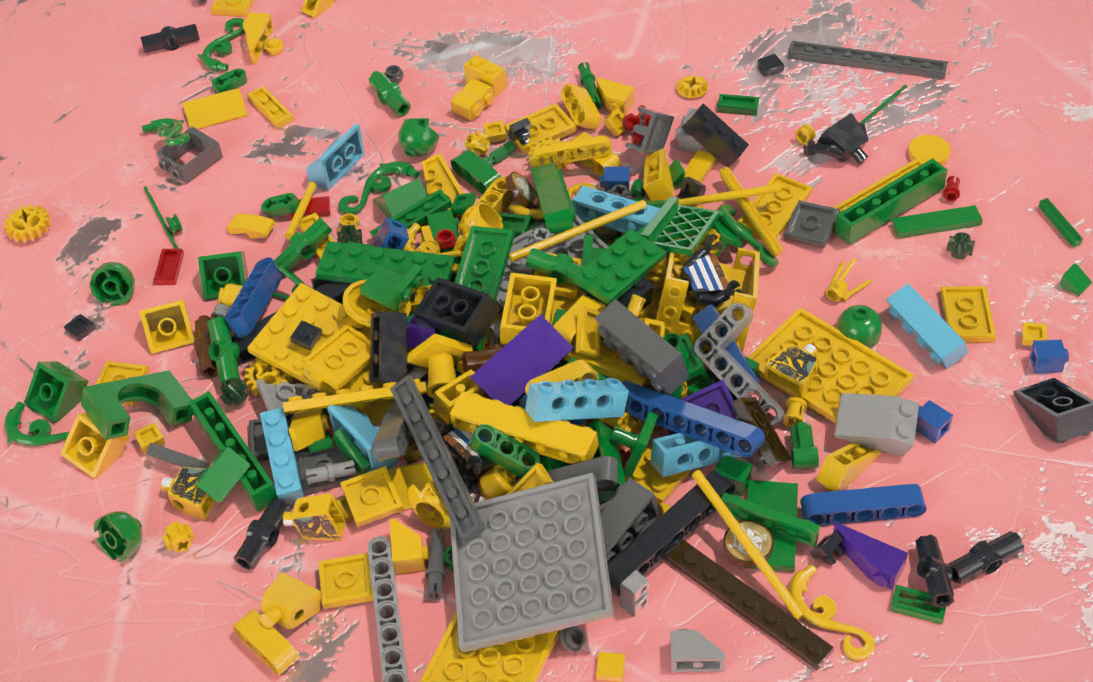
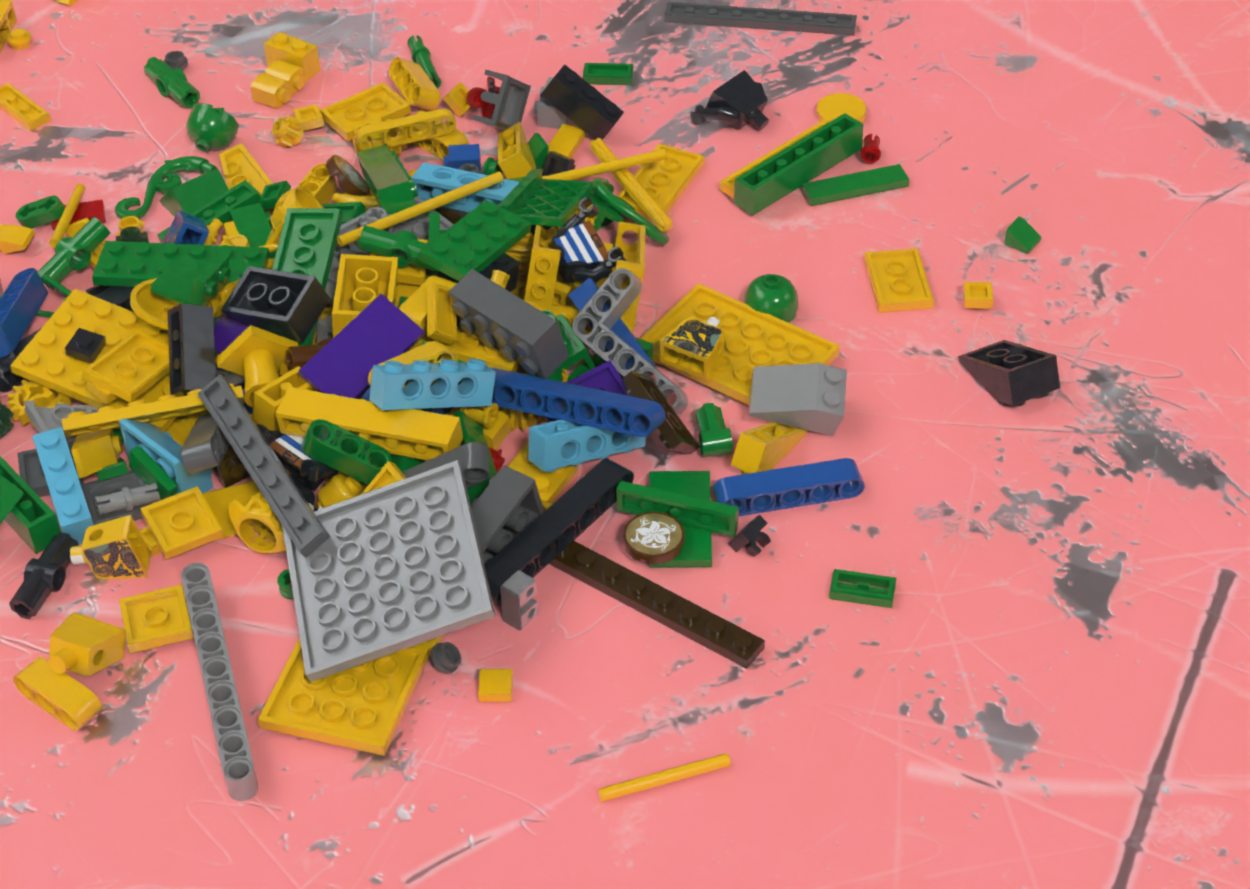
camera: 10 degrees left, 5 degrees down
(337, 158) = (110, 156): medium azure slope -> none
(407, 549) = (231, 577): yellow slope -> none
(435, 573) = (269, 600): dark grey pin -> none
(446, 239) = (256, 232): red plate -> none
(474, 170) = (285, 160): green beam -> none
(500, 153) = (314, 143): green axle -> none
(520, 131) = (340, 112): black tile -> none
(615, 95) = (456, 68): yellow slope -> none
(636, 443) = (508, 435): green tile -> none
(694, 652) = (597, 659): light grey slope -> none
(697, 90) = (558, 57): yellow gear -> none
(736, 471) = (636, 460): green brick -> none
(749, 546) = (654, 535): yellow piece -> none
(770, 64) = (644, 29): black tile -> none
(795, 410) = (699, 393): yellow bush -> none
(805, 134) = (690, 99): yellow bush -> none
(811, 224) = (705, 194): dark grey tile -> none
(824, 620) = (753, 612): yellow plant -> none
(839, 288) = (743, 260): yellow plant -> none
(873, 557) = (804, 541): dark purple slope -> none
(883, 104) = (784, 64): green piece -> none
(927, 326) = (851, 293): medium azure brick -> none
(933, 421) = (865, 393): blue brick -> none
(934, 571) = (878, 548): black piece -> none
(960, 245) = (885, 207): gear -> none
(986, 557) = (937, 531): black piece -> none
(1048, 356) = (996, 316): blue brick -> none
(1060, 222) = (1000, 177): green axle -> none

